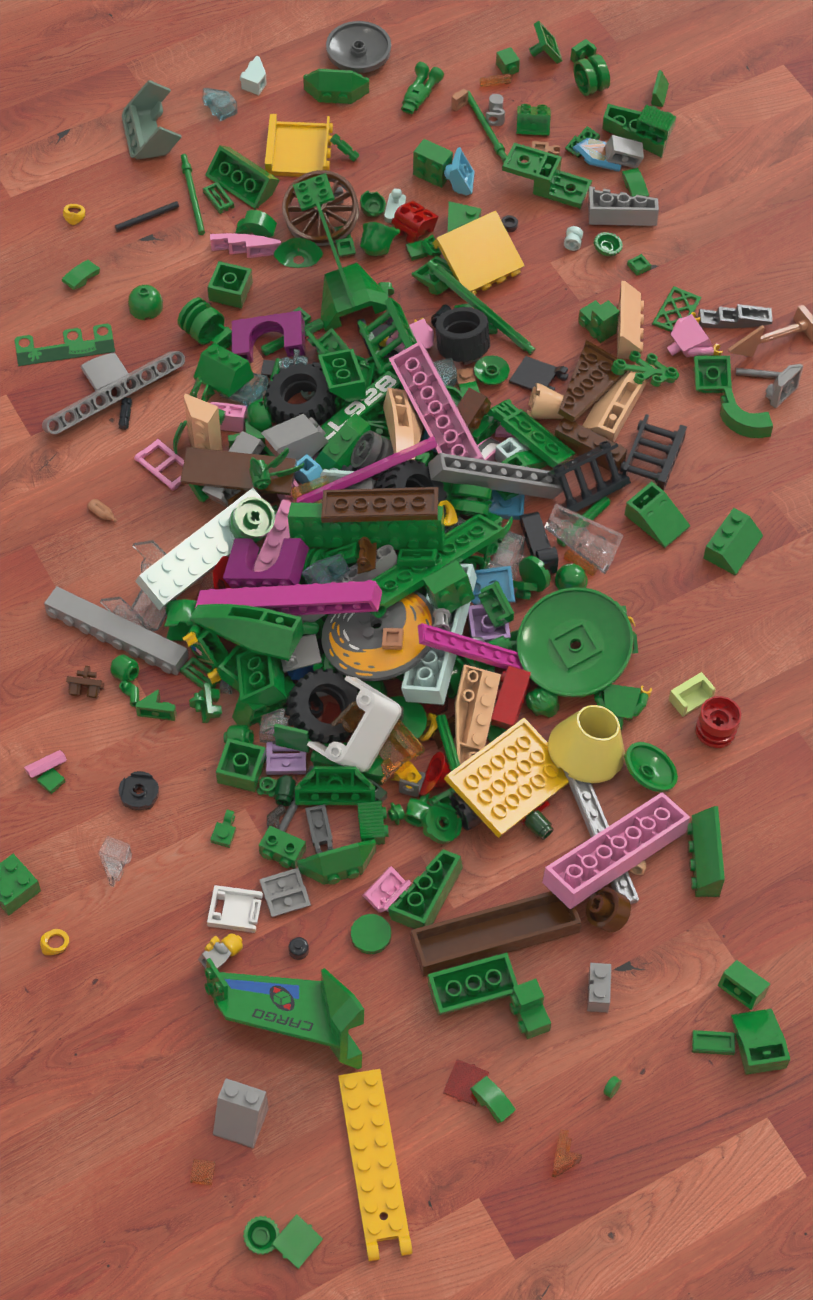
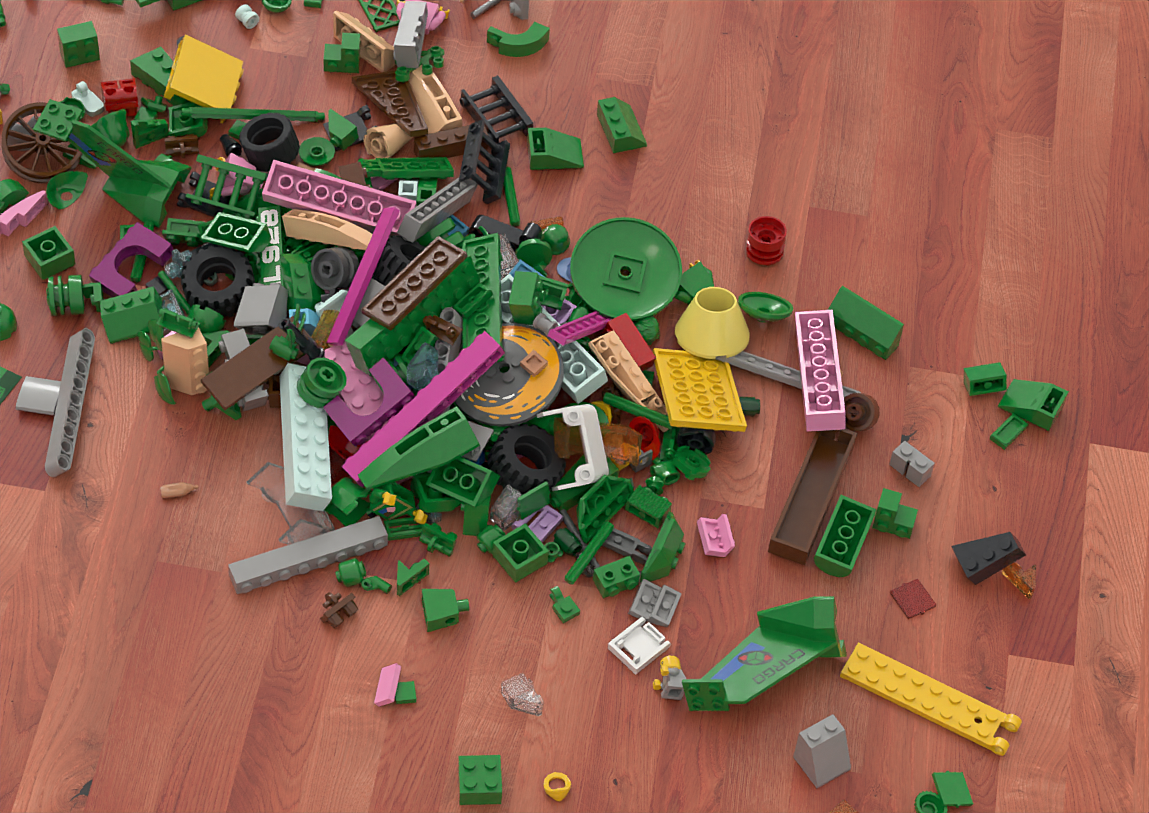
camera: 55 degrees left, 5 degrees down
(125, 413) = (96, 410): black axle -> none
(139, 801) = (477, 648): black plate -> none
(145, 749) = (441, 608): none -> green torso
(156, 471) = (176, 407): bright pink window -> none
(205, 391) = (177, 323): none -> green hinge
(273, 485) = (306, 344): none -> black pin
(284, 811) = (589, 552): none -> green axle
(298, 948) = (710, 626): black piece -> none
(371, 933) = (740, 572): green tile -> none
(398, 259) = (148, 131): none -> green wing
(408, 288) = (181, 145): none -> reddish brown hips
(428, 892) = (745, 514): green wedge -> none
(460, 174) = (109, 37): medium azure slope -> none
(495, 1100) = (942, 588): green slope -> none
(524, 369) = (341, 130): none -> green slope
(550, 1110) = (988, 555): none -> black wedge
(584, 536) = (533, 202): clear wedge -> none
(612, 1086) = (994, 512): green tile -> none
(655, 341) = (410, 34): none -> light grey wedge
(691, 694) = (724, 240): yellowish green panel -> none
(712, 373) = (464, 28): green slope -> none

